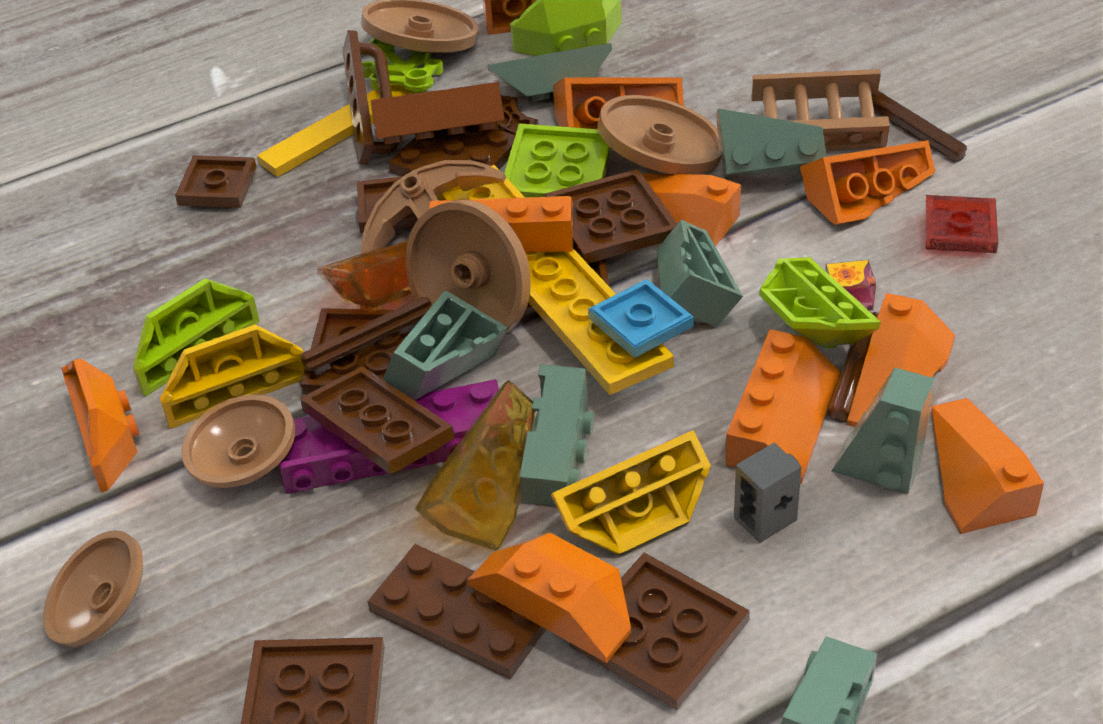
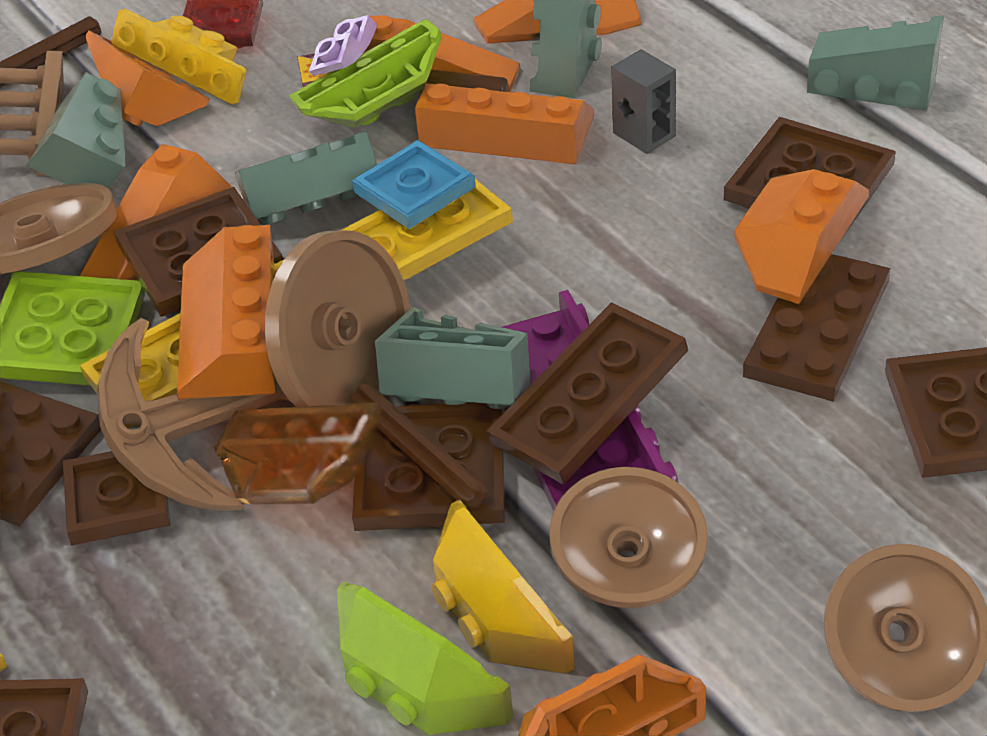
camera: 95 degrees left, 0 degrees up
(479, 481) = (683, 315): clear yellow wedge -> none
(557, 436) = (579, 255): sand green wedge -> none
(636, 496) = (641, 196): yellow wedge -> none
(847, 275) = (345, 47): none -> lavender slope
(899, 198) = (183, 51): none -> yellow bracket

